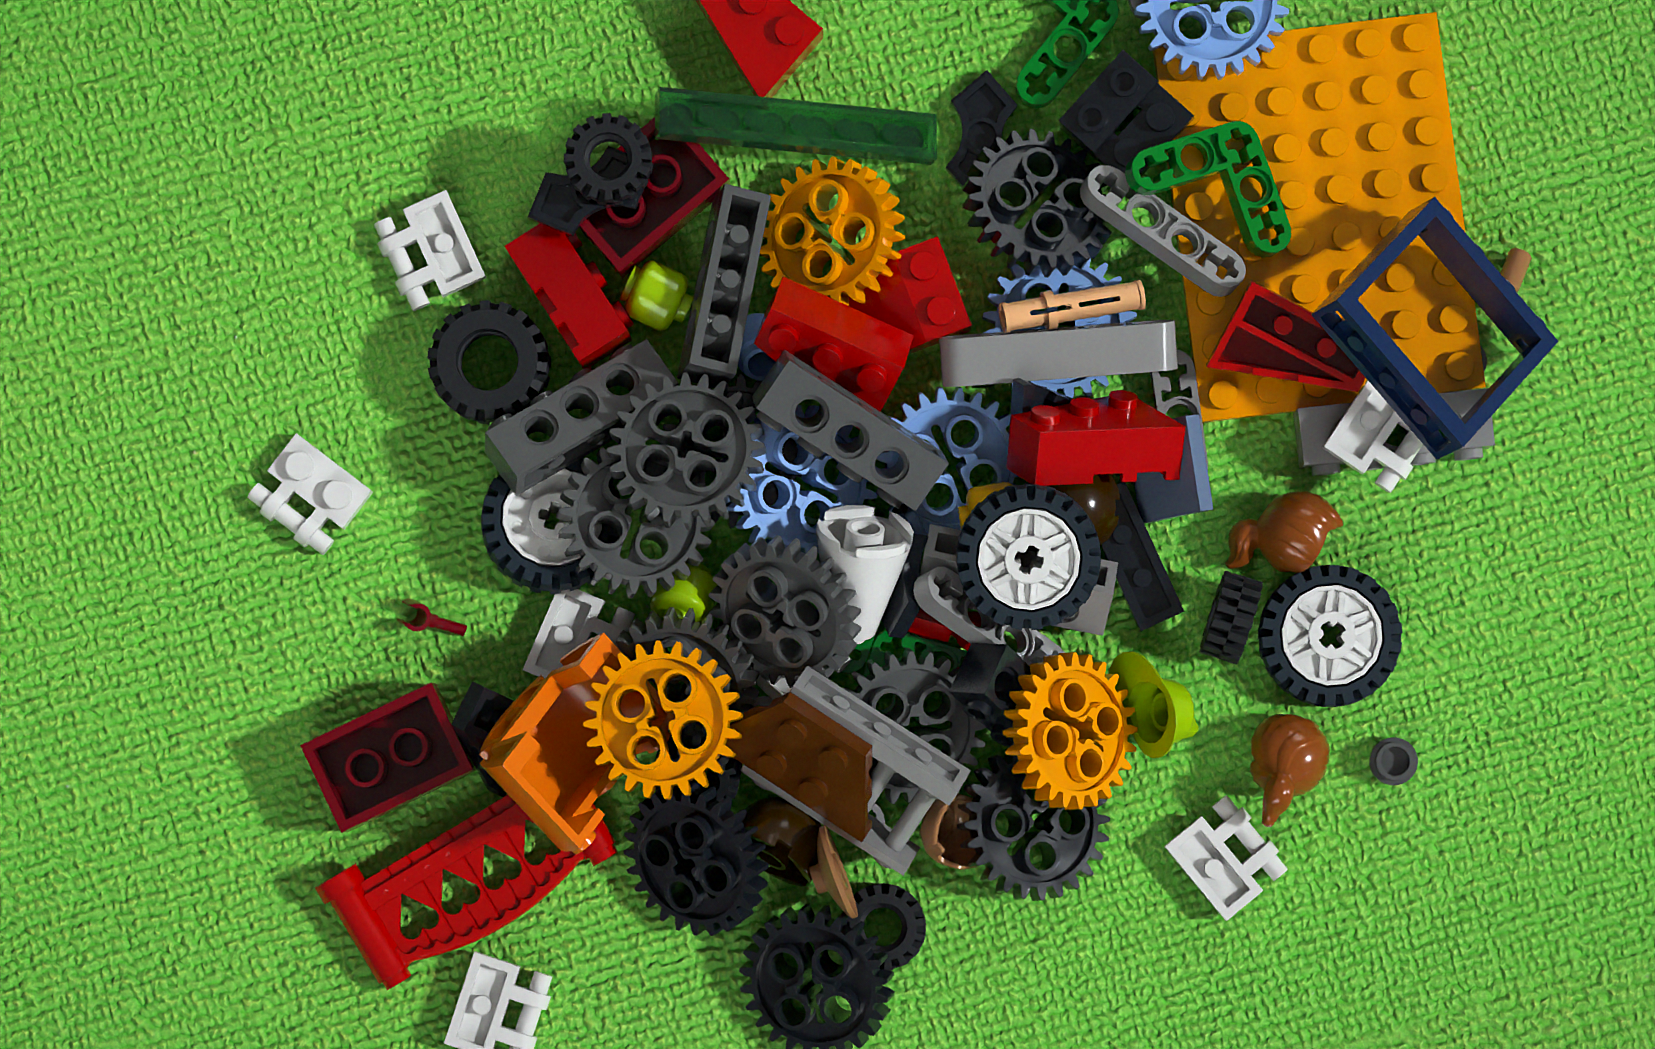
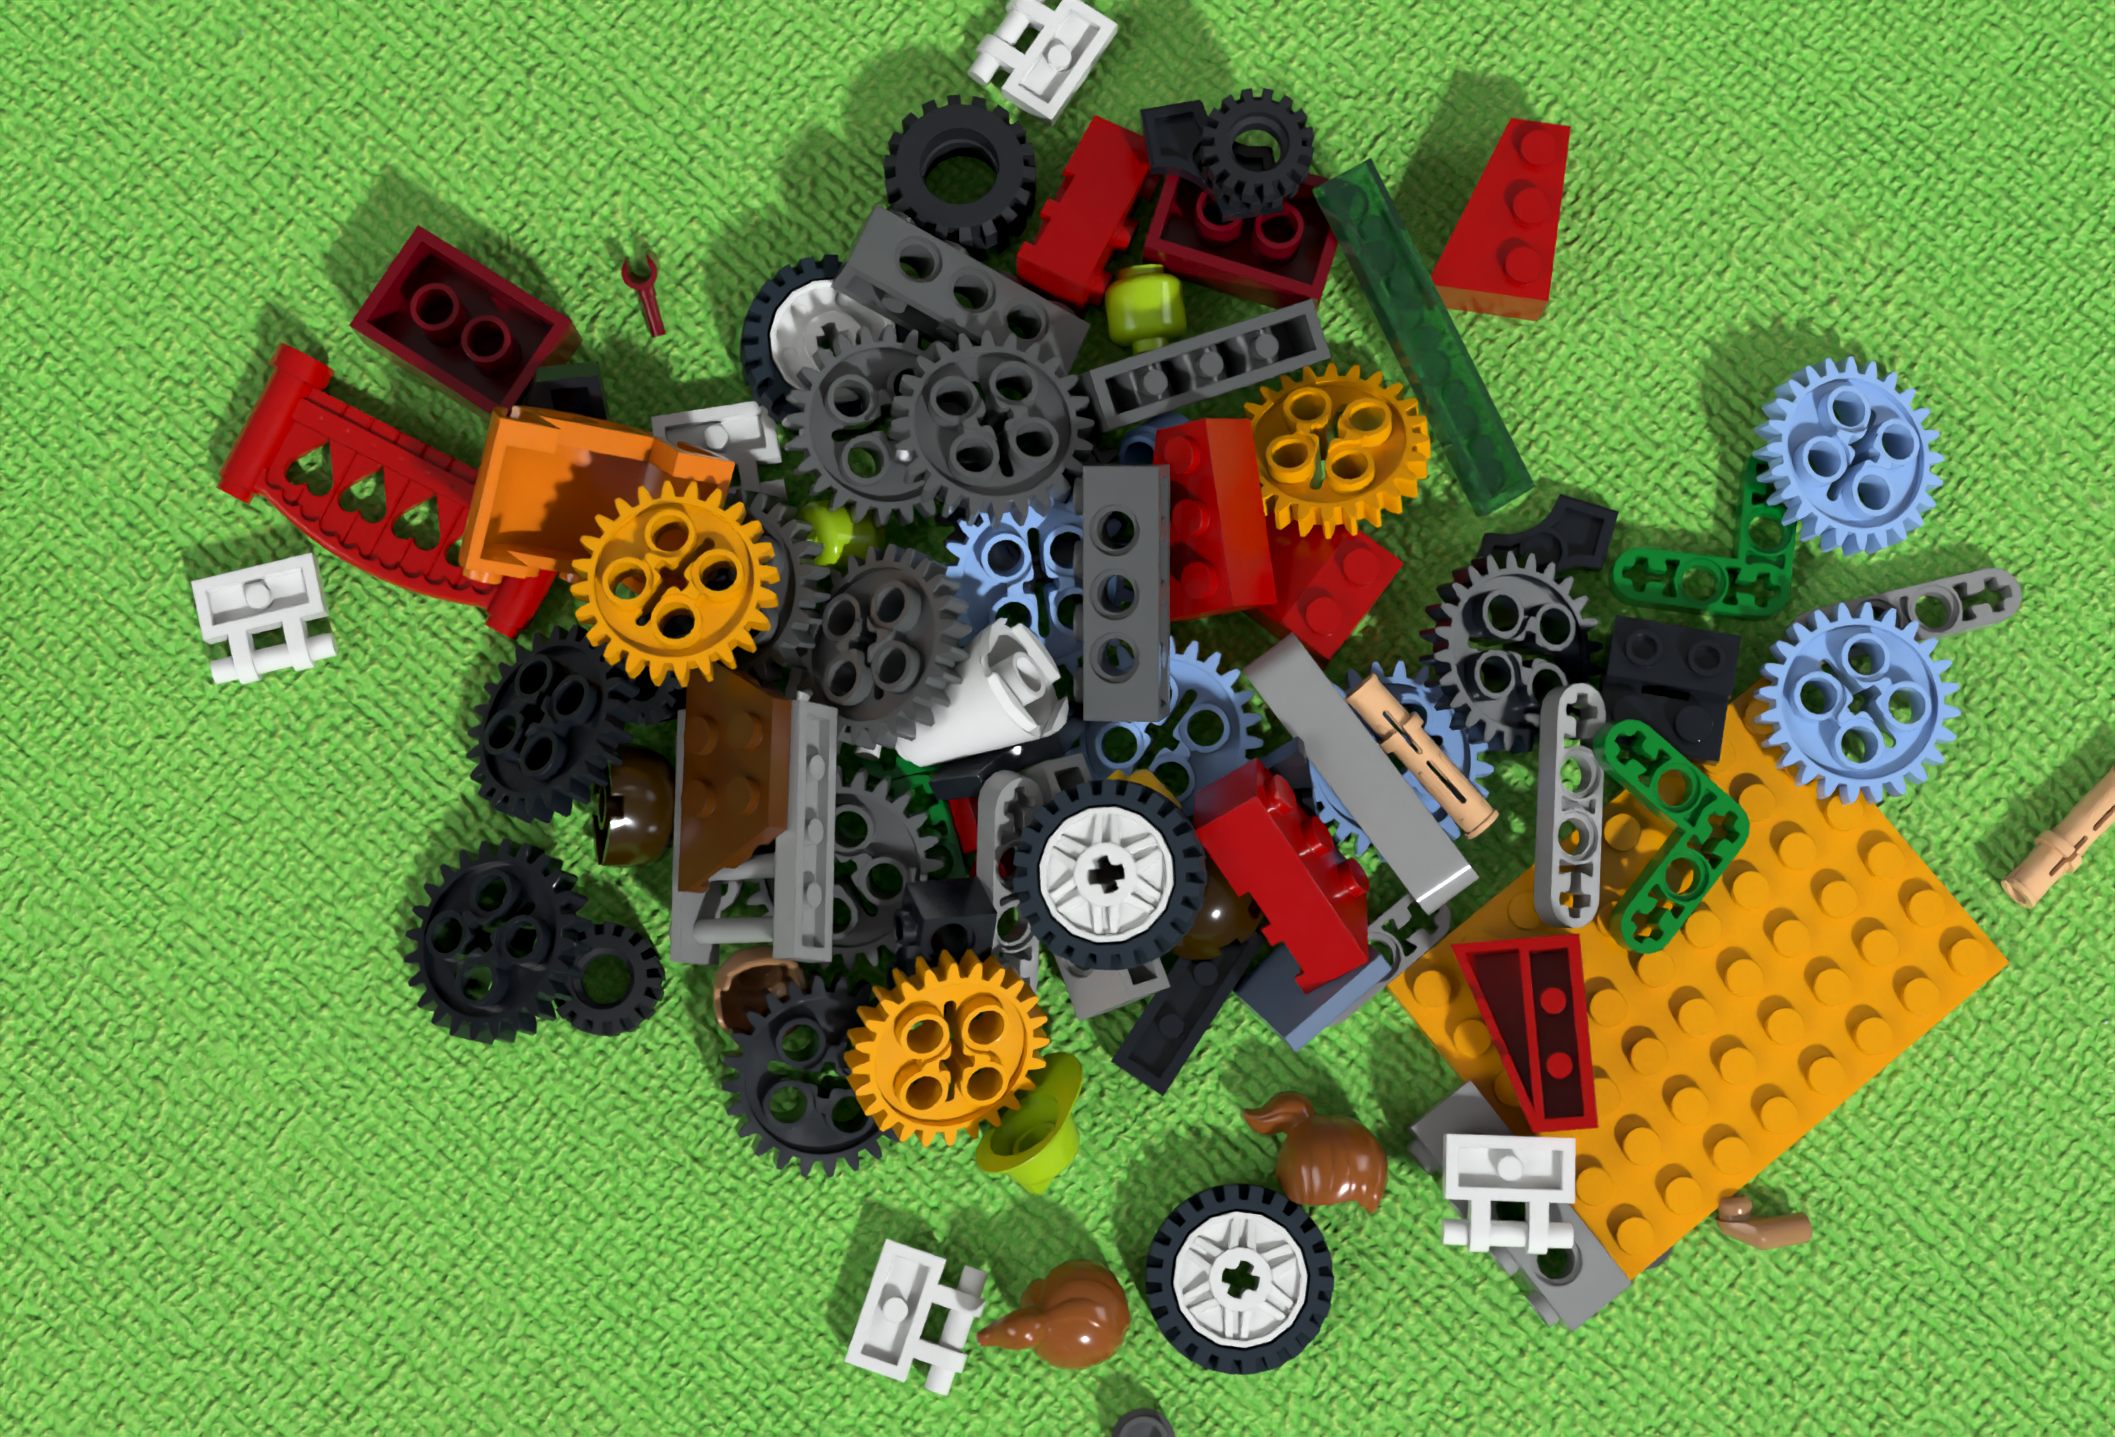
camera: 55 degrees right, 5 degrees down
(317, 481) = (723, 87): white plate -> none
(830, 874) = (625, 882): medium nougat dish -> none
(1231, 617) = (1188, 1151): black tyre -> none
(1391, 369) = (1583, 1154): dark blue window -> none

